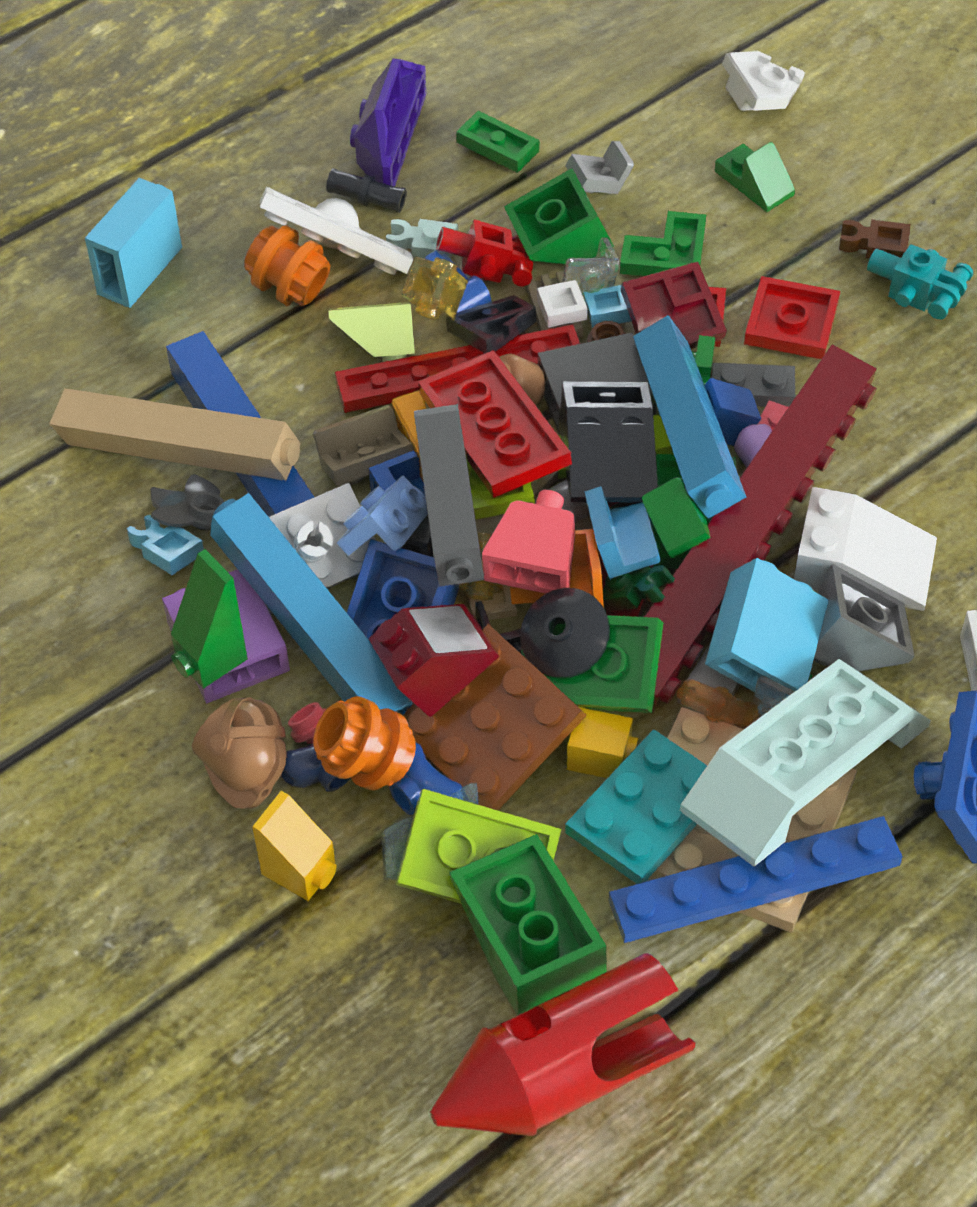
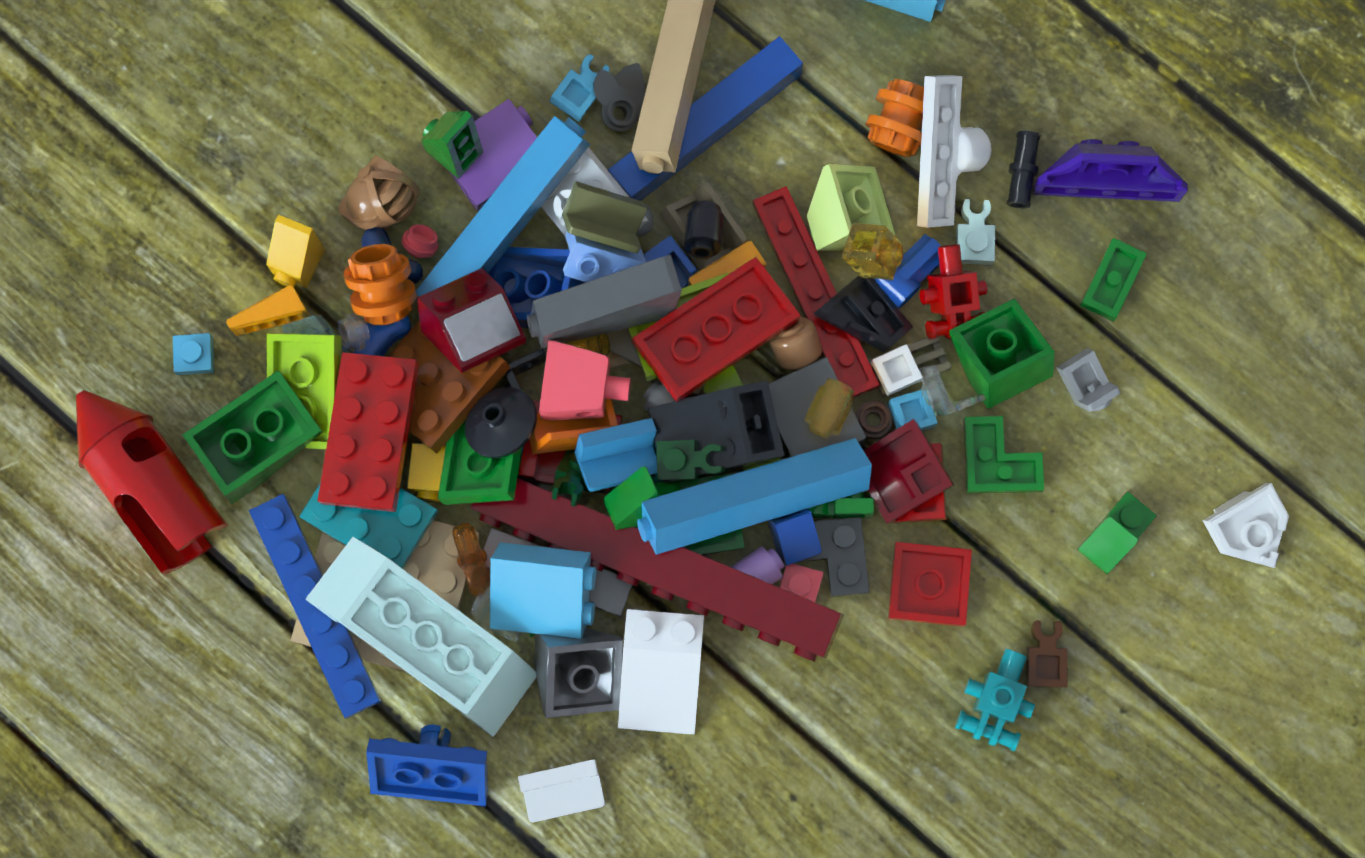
camera: 80 degrees right, 25 degrees up
(338, 499) = (604, 216): none -> olive panel
(360, 882) = (270, 312): none -> light orange slope
(372, 432) = (704, 230): none -> black brick
(396, 1001) = (193, 354): none -> medium azure plate
(415, 773) = (353, 332): none -> clear plate
(551, 774) = (368, 432): none -> red plate
(599, 344) = (829, 408): none -> clear yellow brick
(638, 467) = (682, 459): none -> dark green plate

